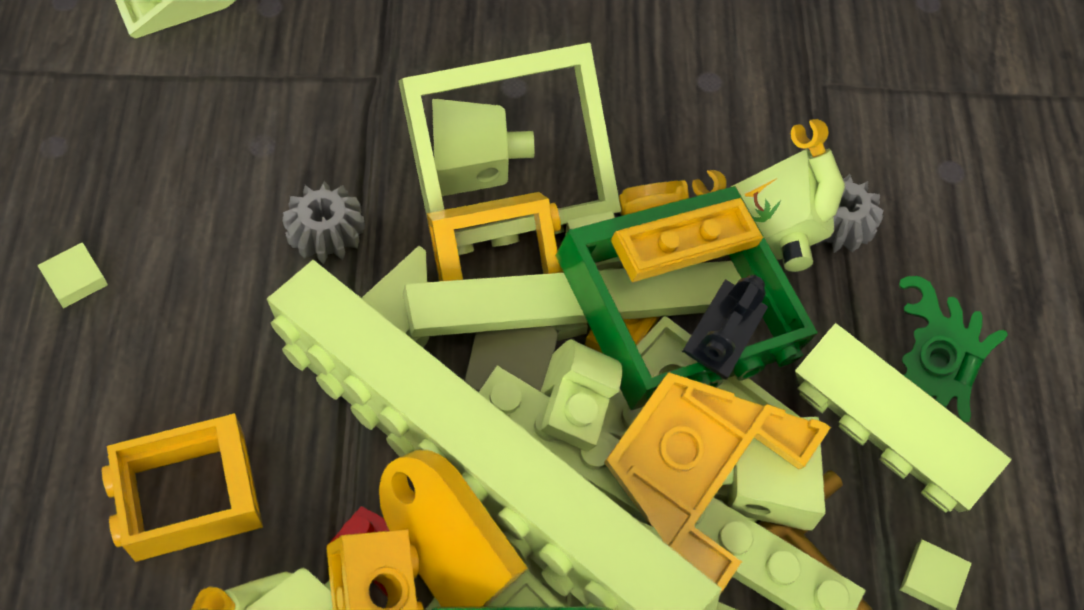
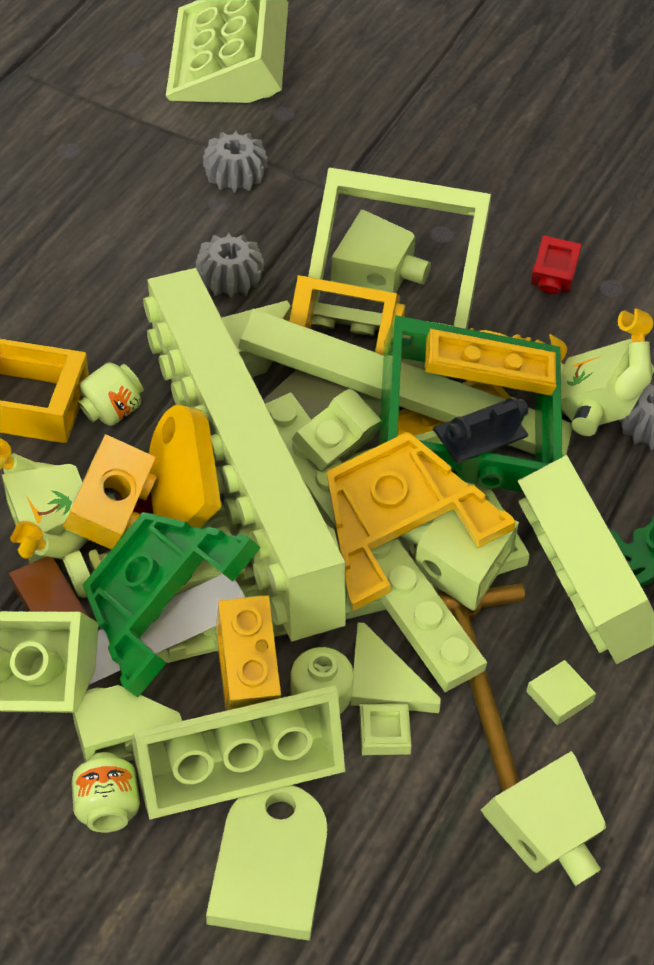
camera: 30 degrees right, 10 degrees down
(72, 275) = (31, 234): yellowish green tile -> none
(256, 89) = (235, 161): none -> light grey gear
(284, 447) = (110, 394): none -> yellowish green head
(652, 81) = (555, 265): none -> red bracket

